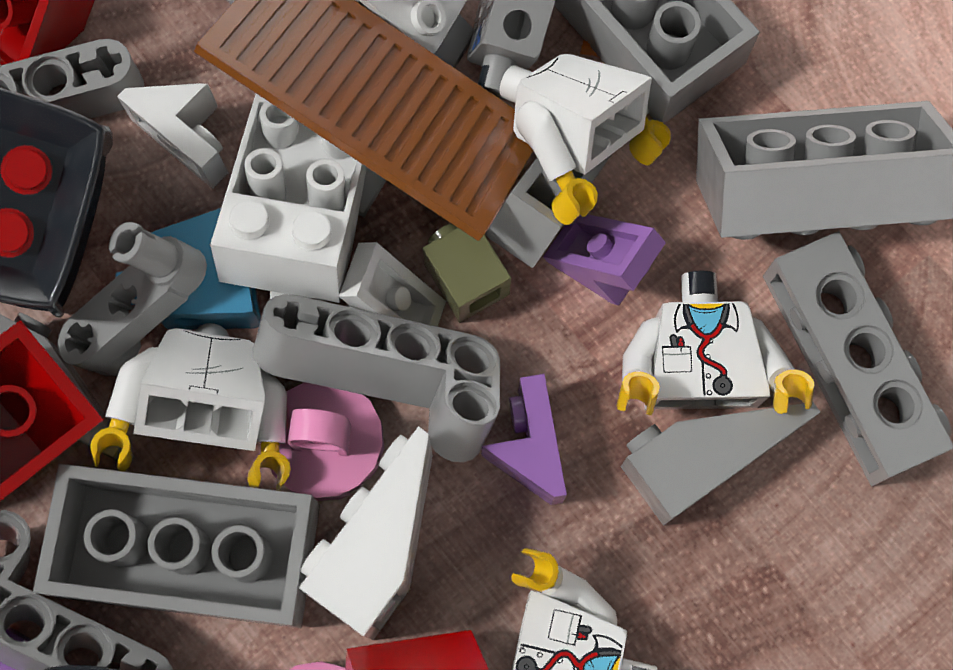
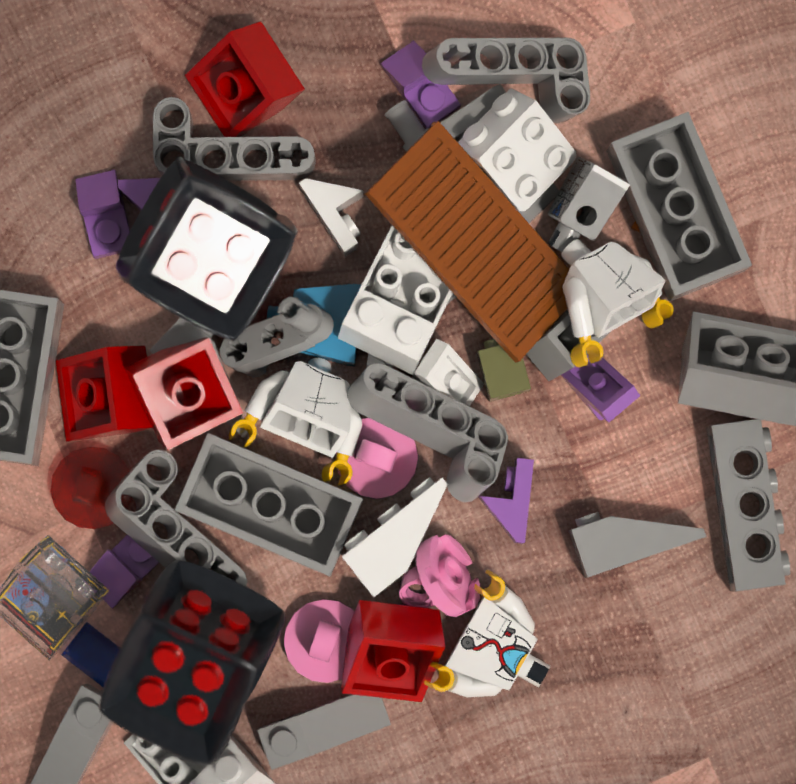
camera: 15 degrees right, 10 degrees up
(463, 578) = (444, 576): none -> bright pink tile
(708, 356) = (645, 475): white torso -> none

